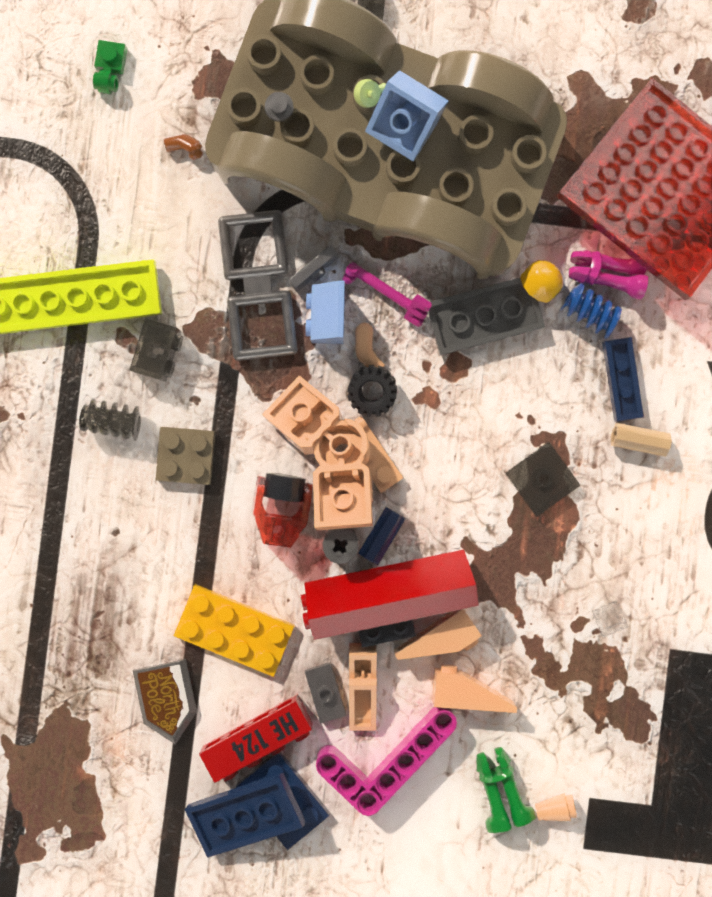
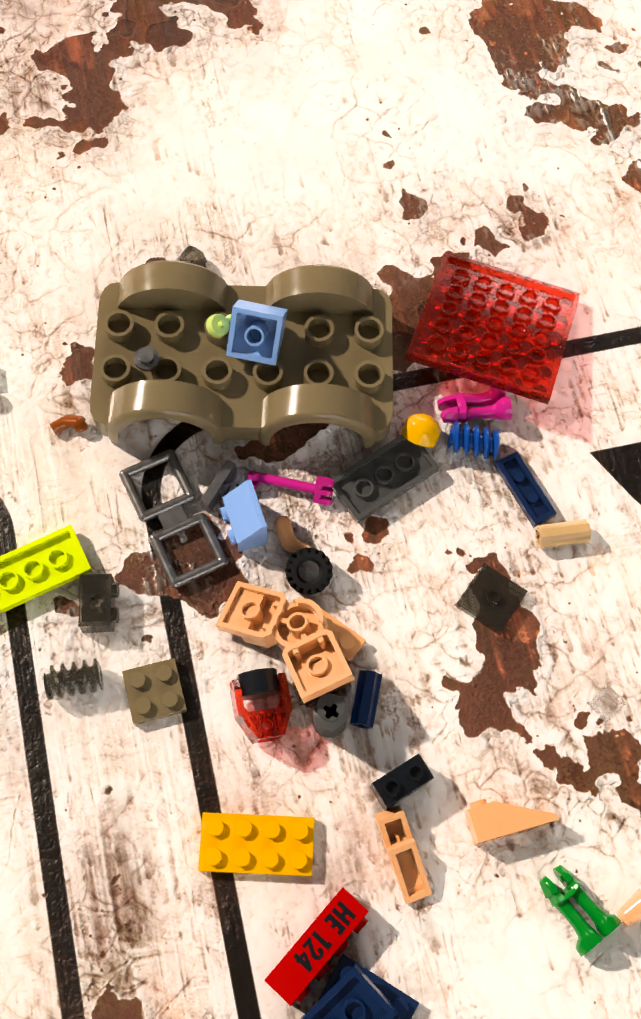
camera: 25 degrees left, 20 degrees down
(166, 698) = (211, 941): tile -> none
(325, 692) = (368, 874): flat silver plate -> none
(389, 594) = (393, 748): brick -> none
(390, 765) = (461, 922): dark pink beam -> none
(446, 635) = (463, 771): light nougat slope -> none

